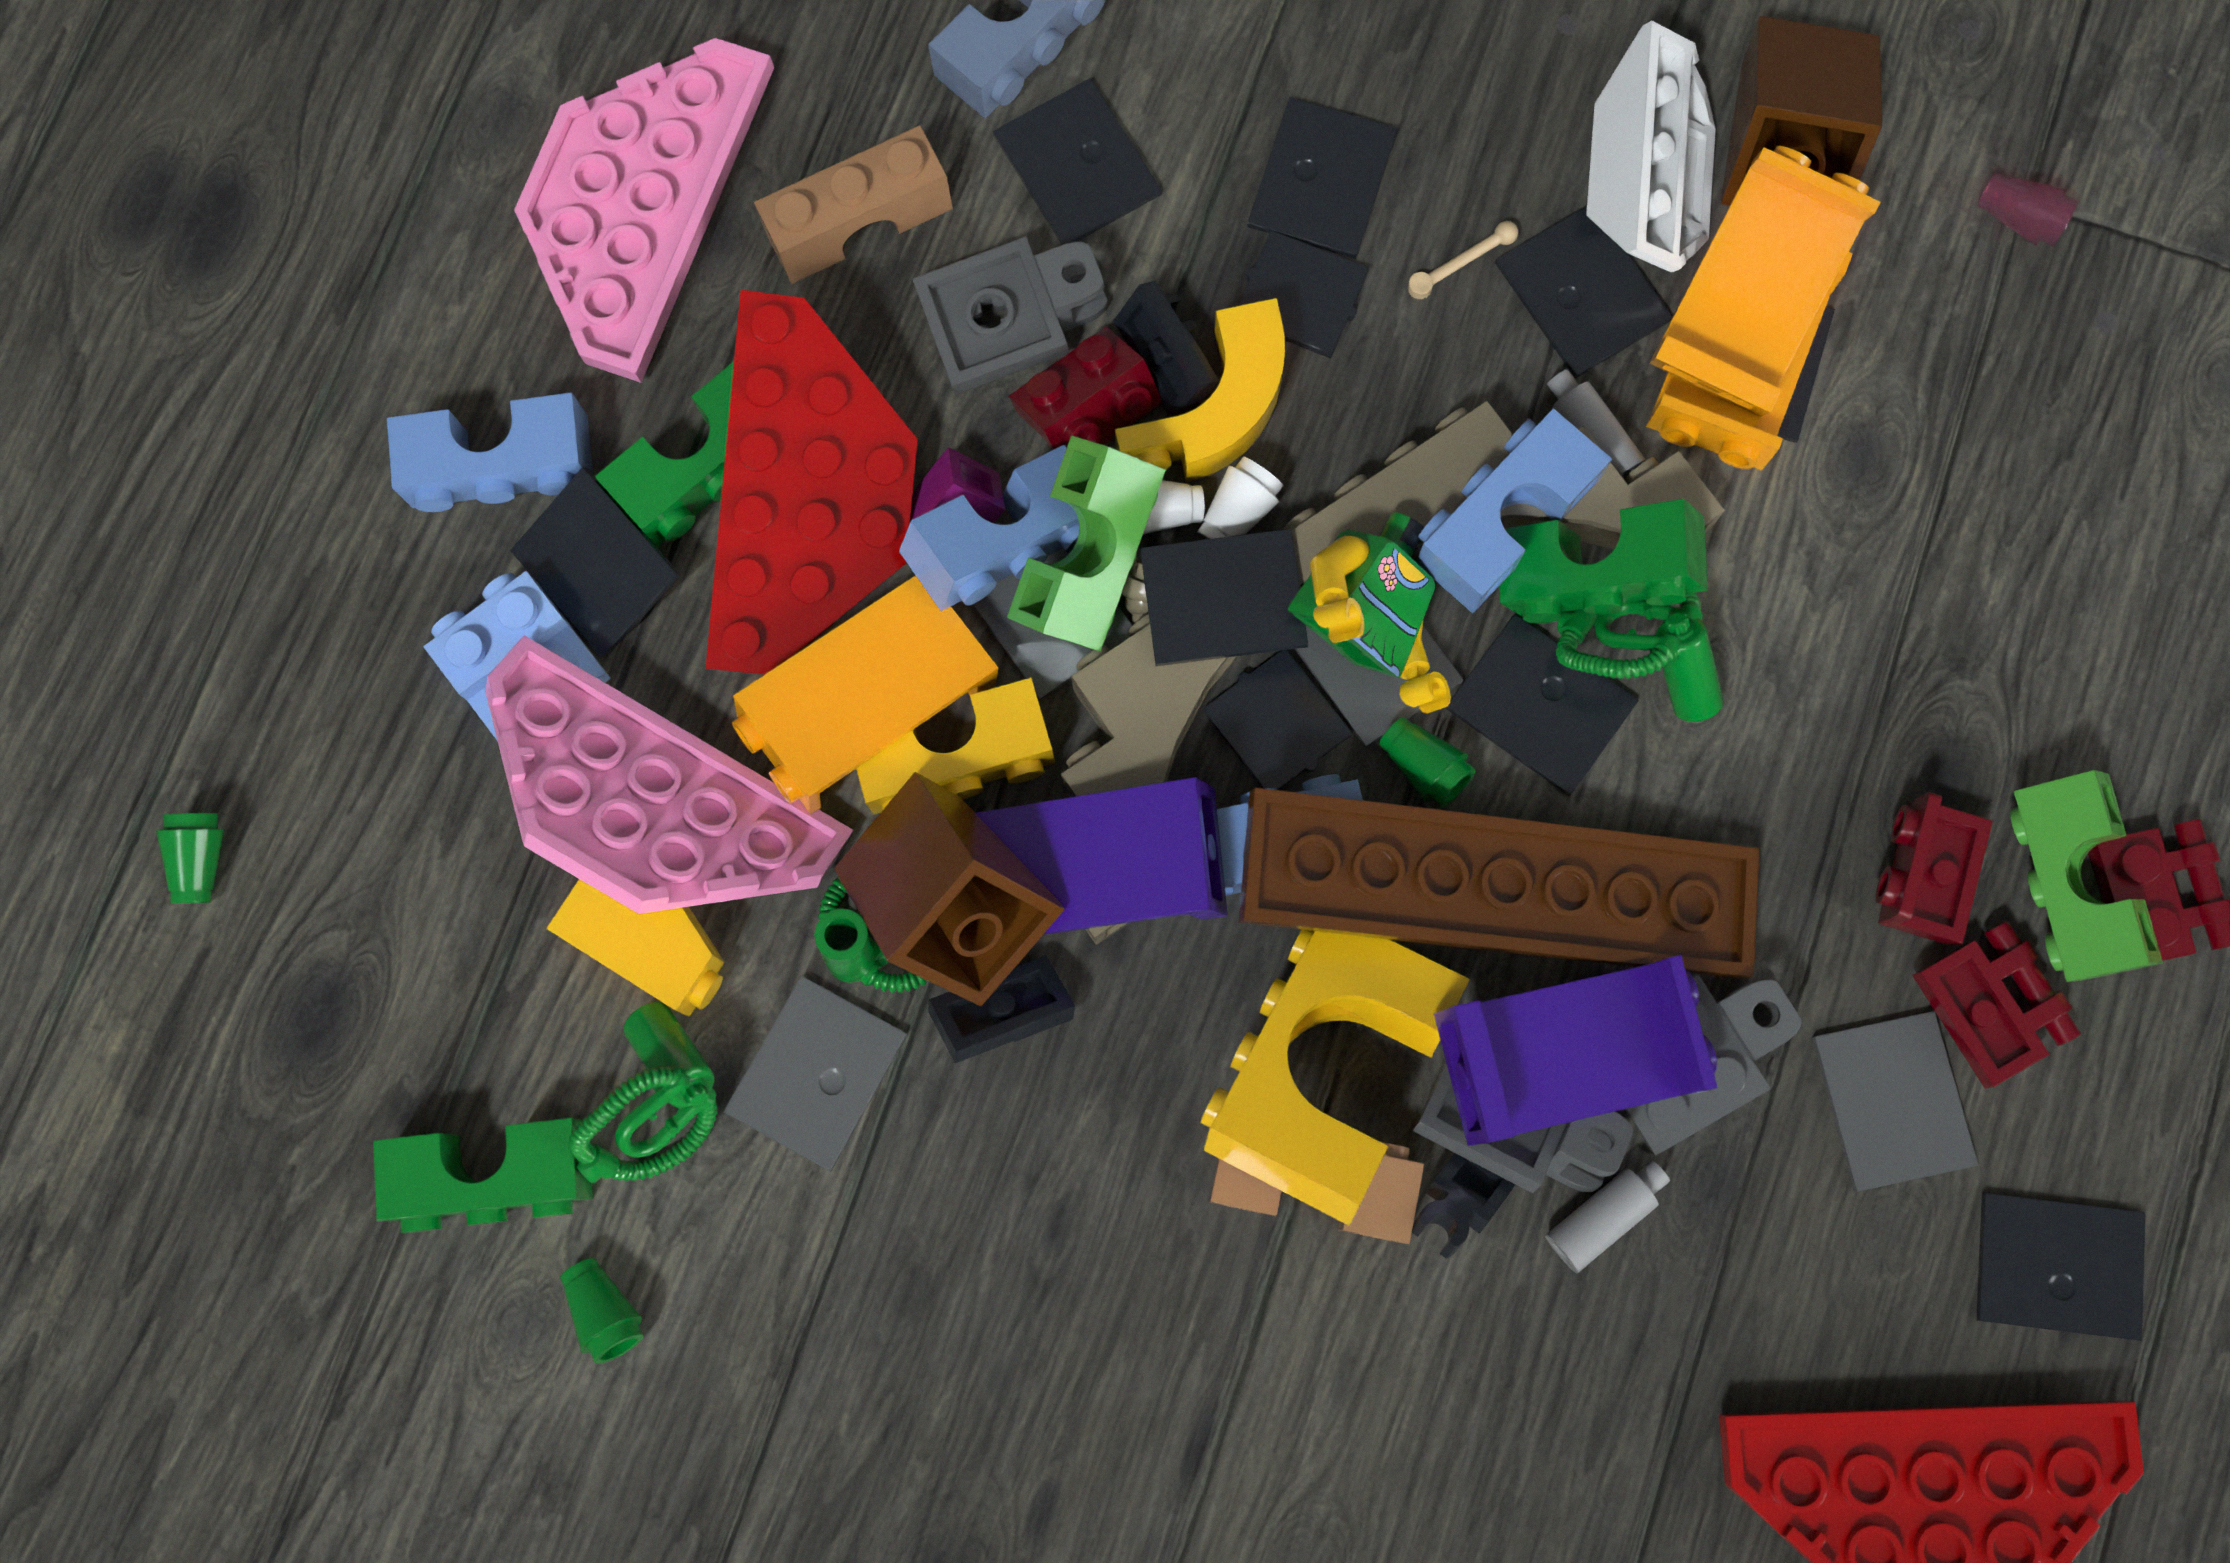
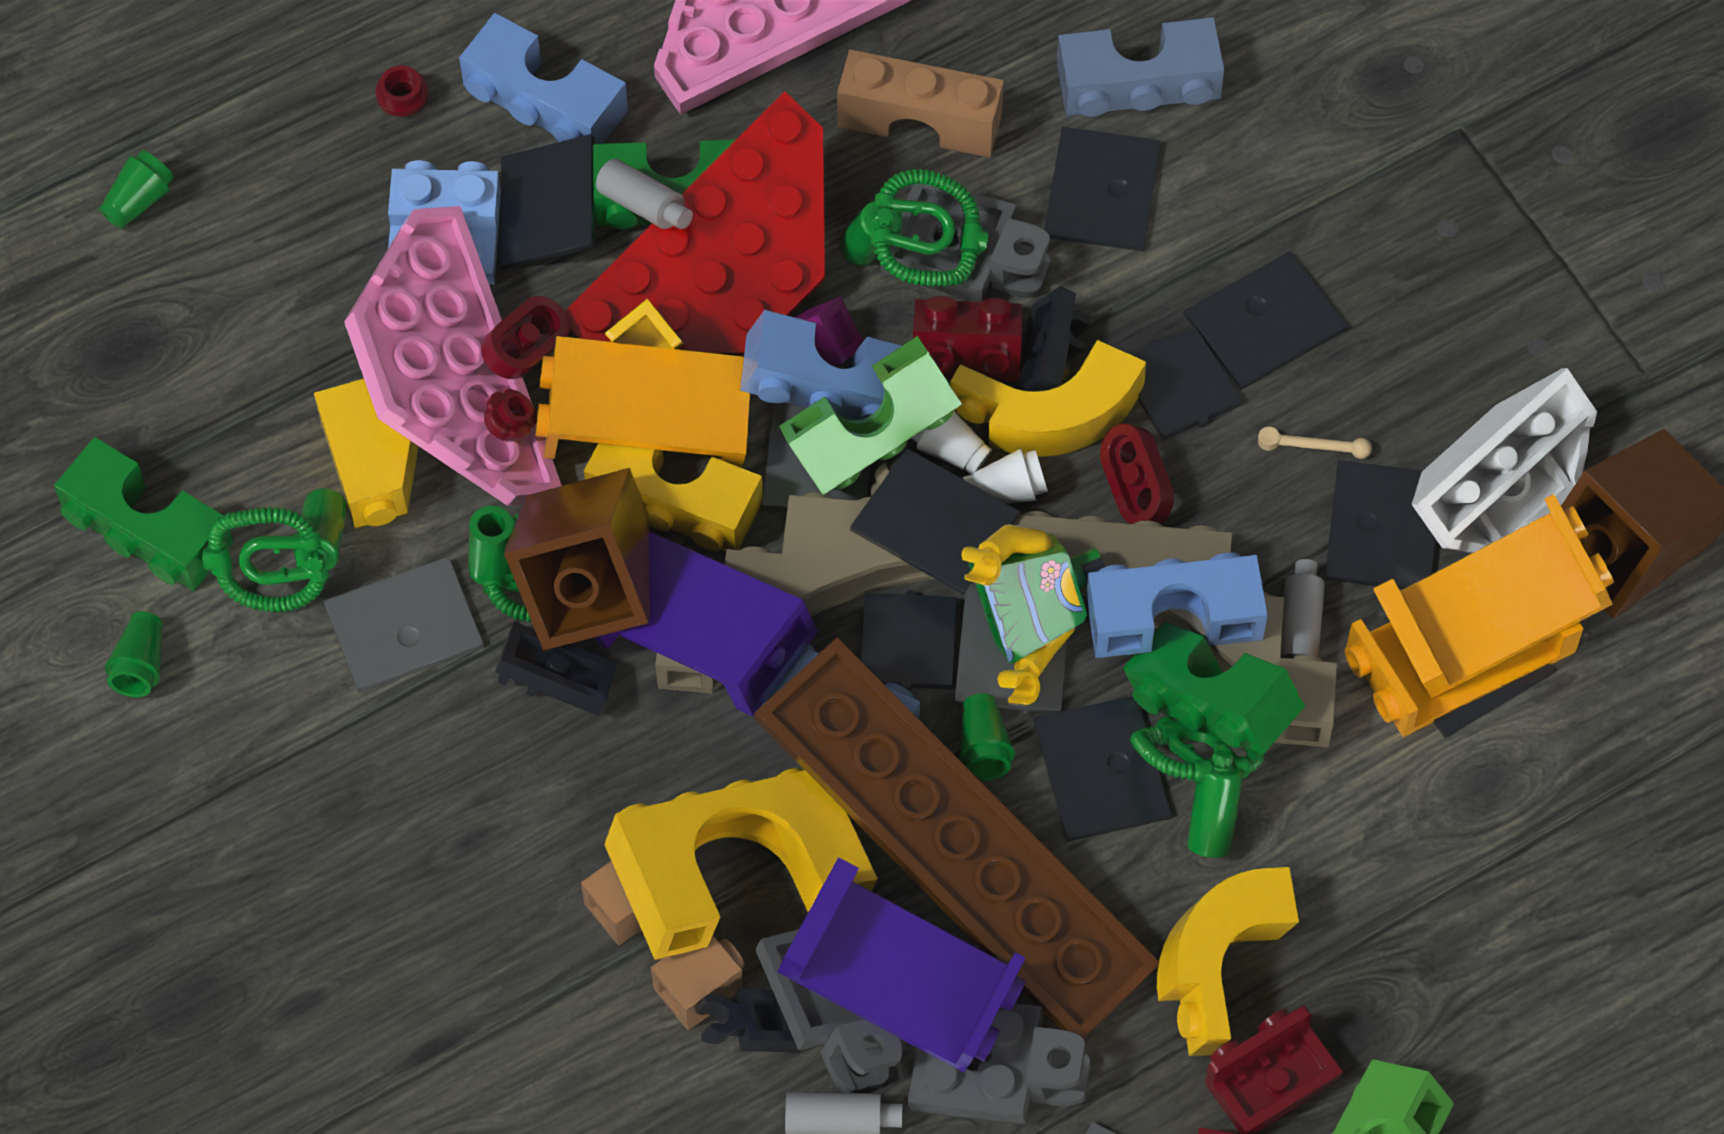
camera: 35 degrees right, 15 degrees down
(352, 546) = (401, 79): none -> dark red plate
(693, 493) = (643, 195): none -> light grey cylinder
(698, 721) = (524, 337): none -> dark red plate
(750, 817) = (509, 415): none -> dark red plate
(802, 621) = (645, 328): none -> yellow panel
(934, 352) = (880, 227): none -> green piece
(1348, 414) = (1137, 484): none -> dark red plate
(1787, 802) = (1239, 909): none -> yellow arch

